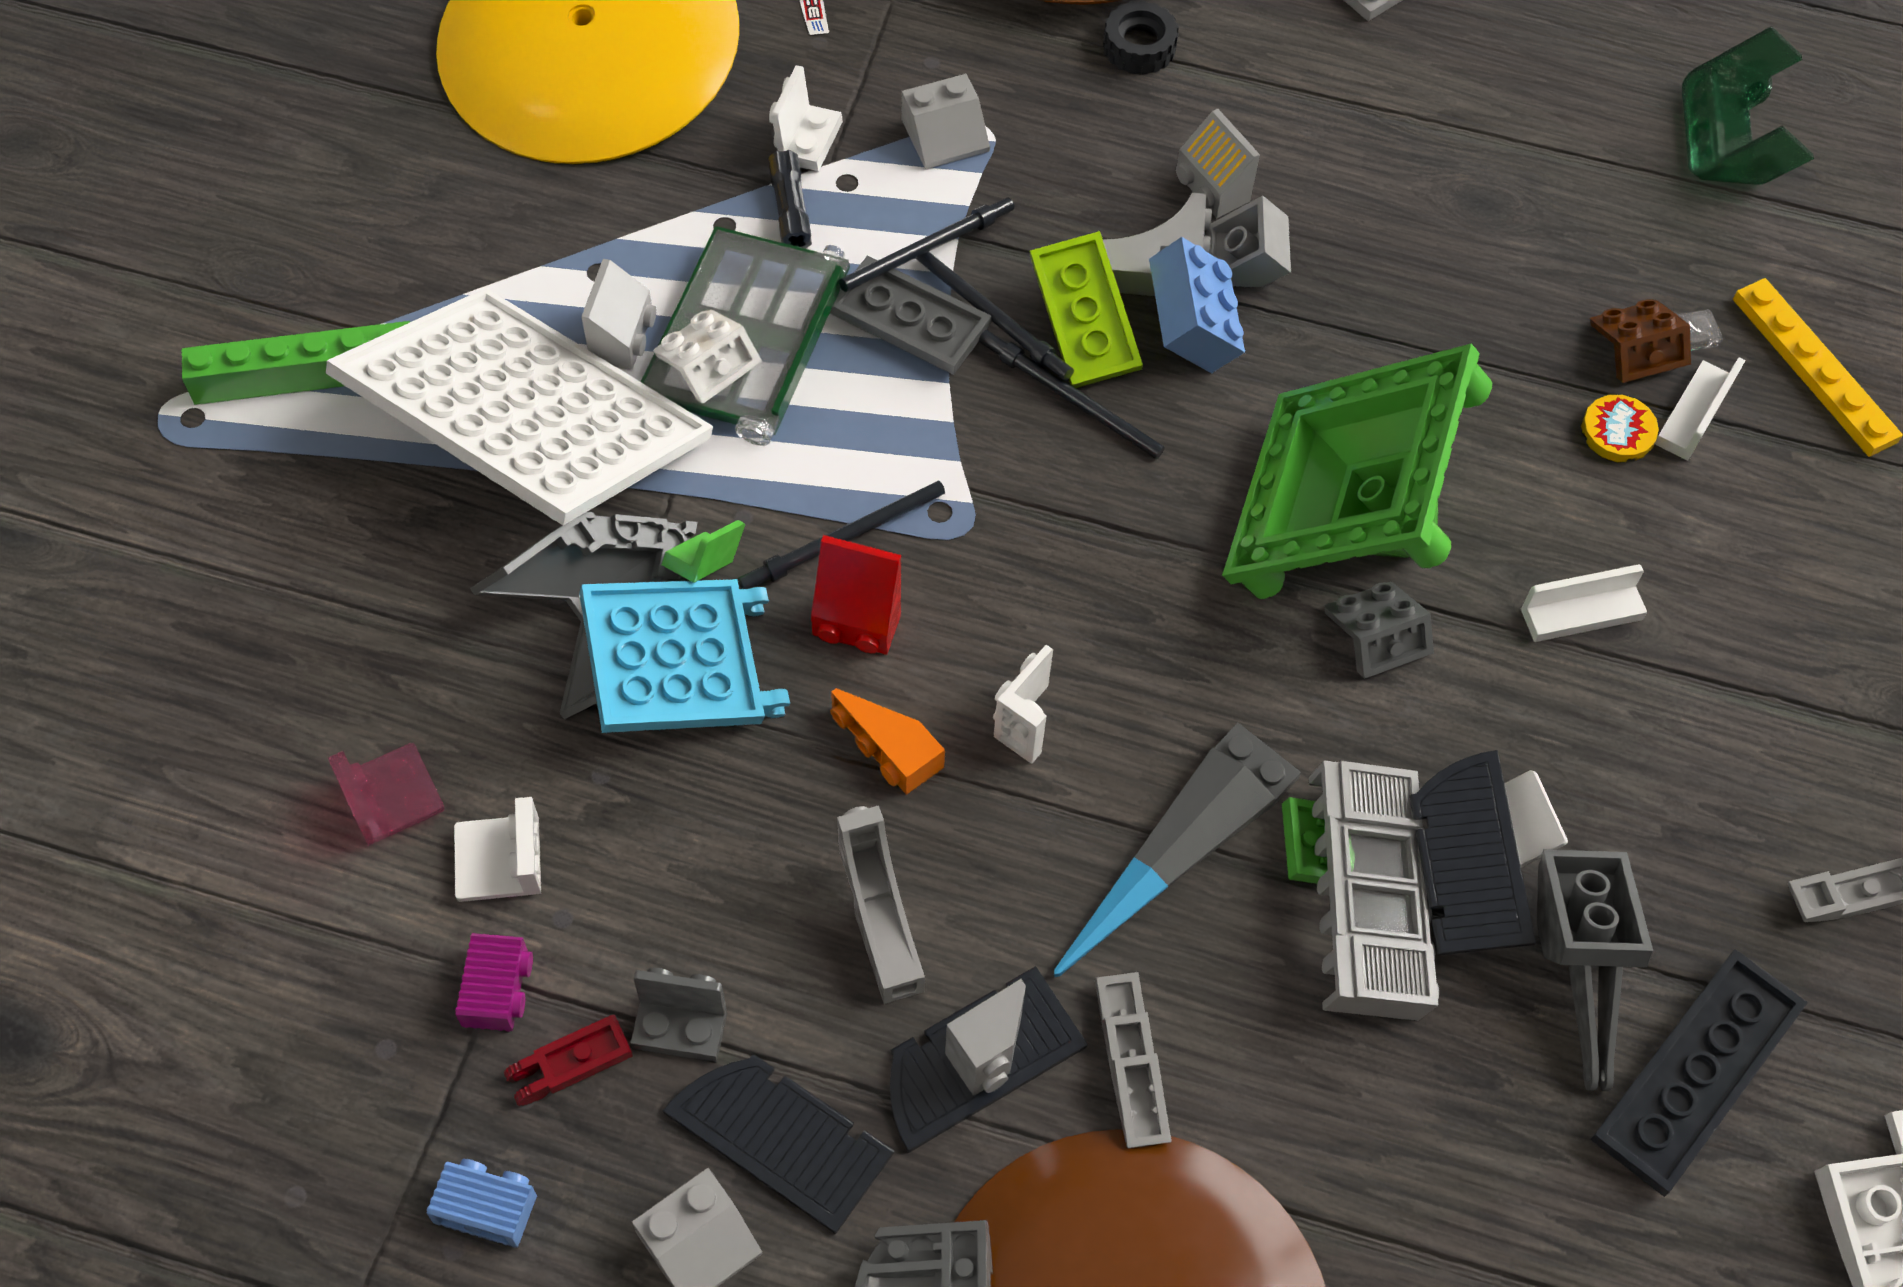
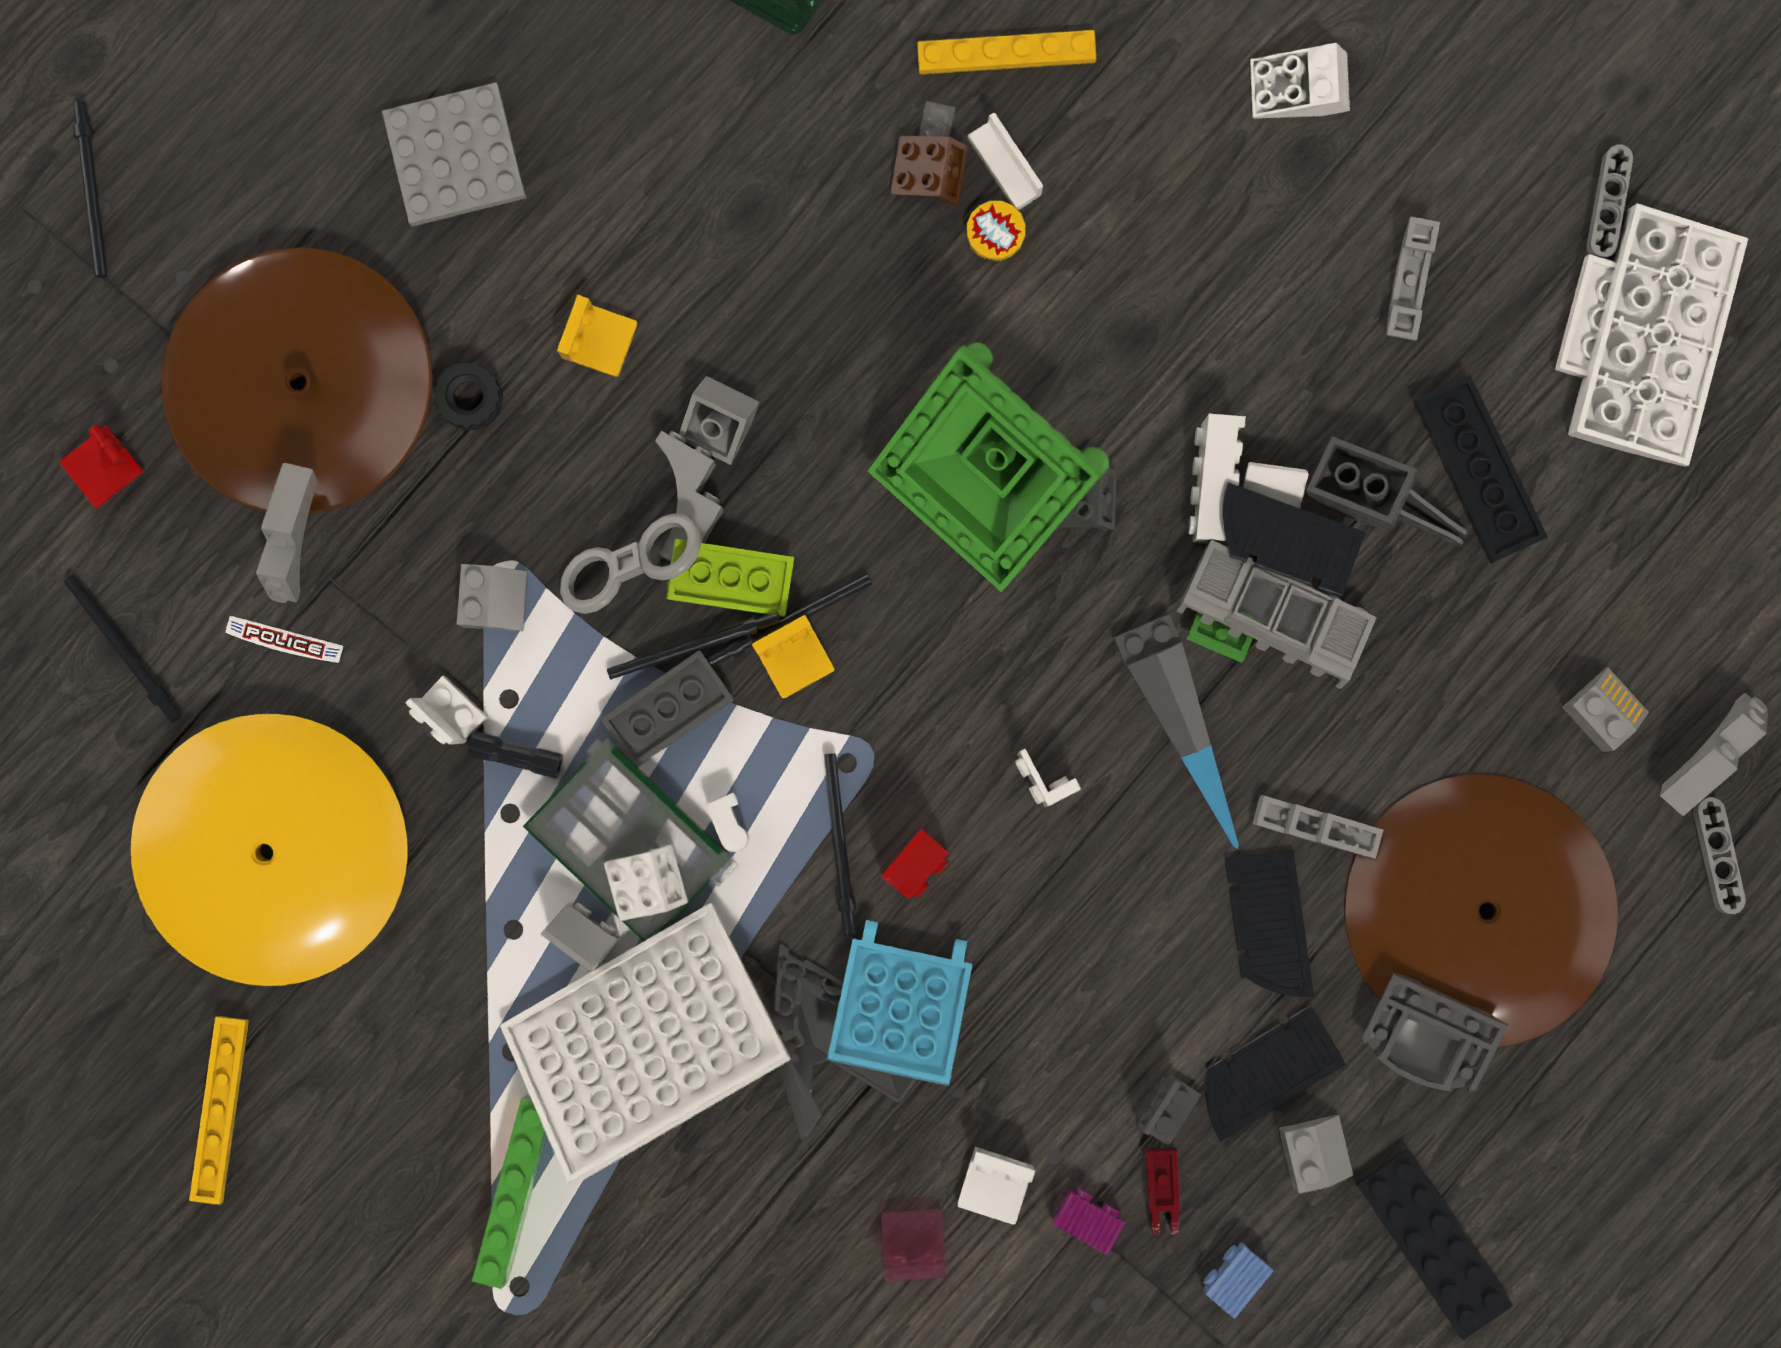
camera: 60 degrees left, 25 degrees up
(292, 89) = (219, 1110): none -> yellow plate
(704, 552) = (821, 956): bright green panel -> none
(812, 413) = (726, 824): none -> white leg
(879, 904) = (1155, 948): light grey arch -> none
(895, 741) = (1030, 878): orange slope -> none
(979, 218) = (610, 671): black bar -> none
(985, 1039) = (1277, 918): light grey slope -> none
(1035, 404) = (793, 657): none -> yellow bracket
(1052, 211) = (630, 562): none -> light grey bar
(1196, 305) = (765, 493): medium blue brick -> none
(1218, 164) = (636, 407): light grey slope -> none
(1267, 109) = (596, 337): none -> yellow bracket
(1530, 738) = (1214, 468): none -> white wedge
(1584, 603) = (1129, 345): white panel -> none

